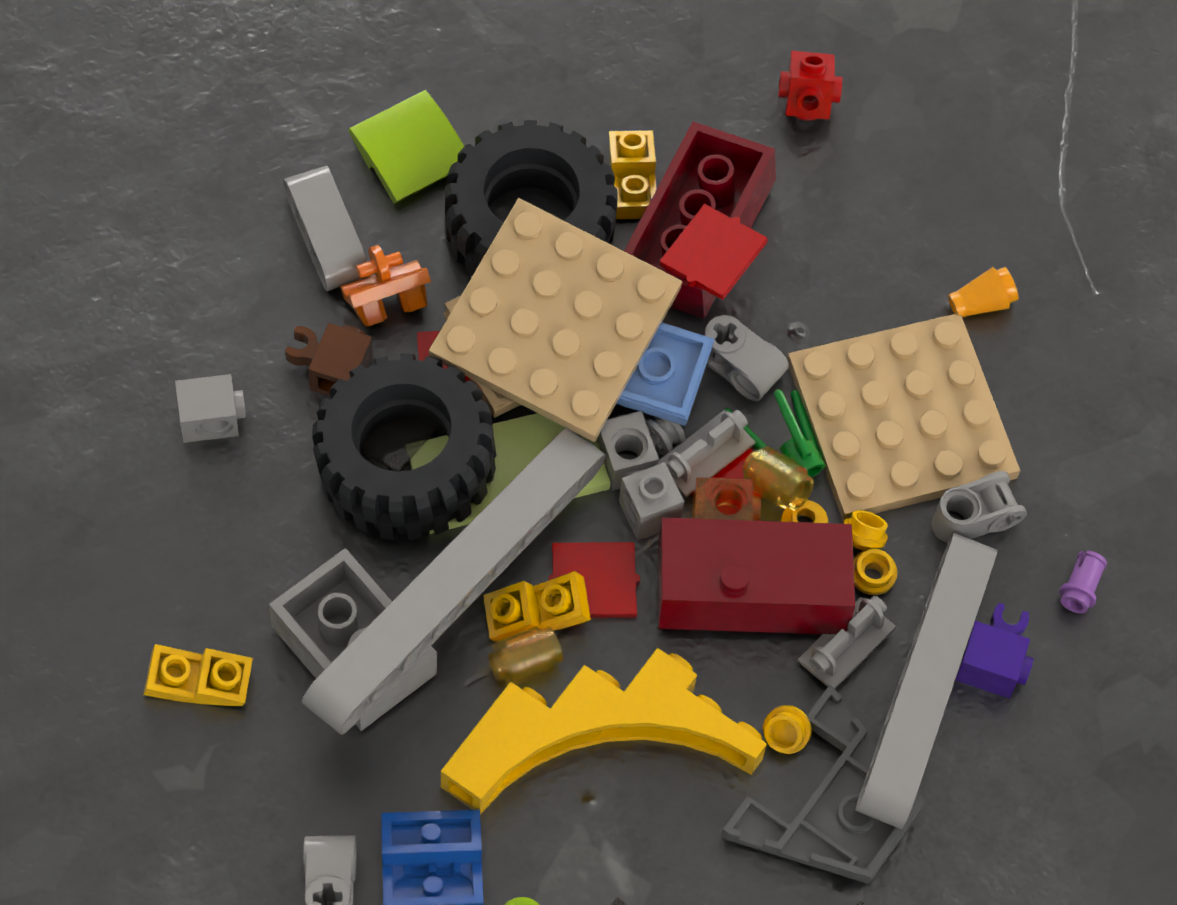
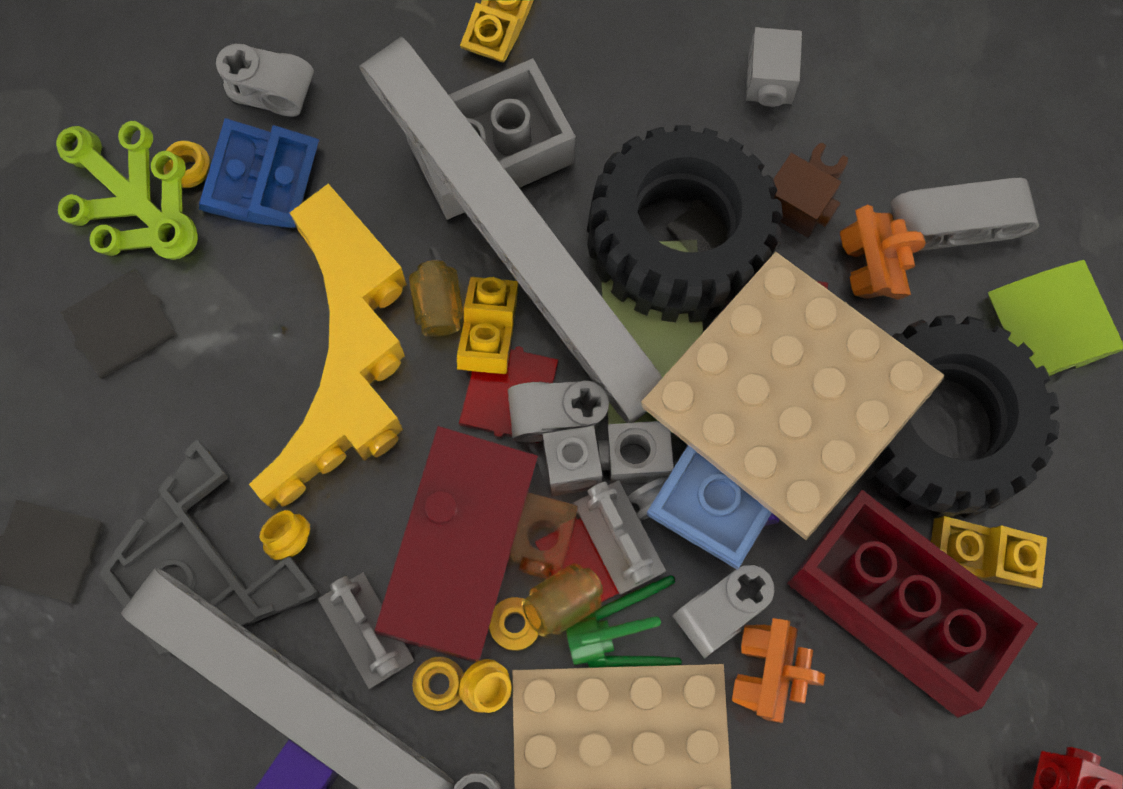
camera: 110 degrees right, 10 degrees up
(608, 522) = (549, 408): none -> light grey piece
(713, 251) = (850, 594): red piece -> none
(804, 314) = (777, 646): none -> orange hips

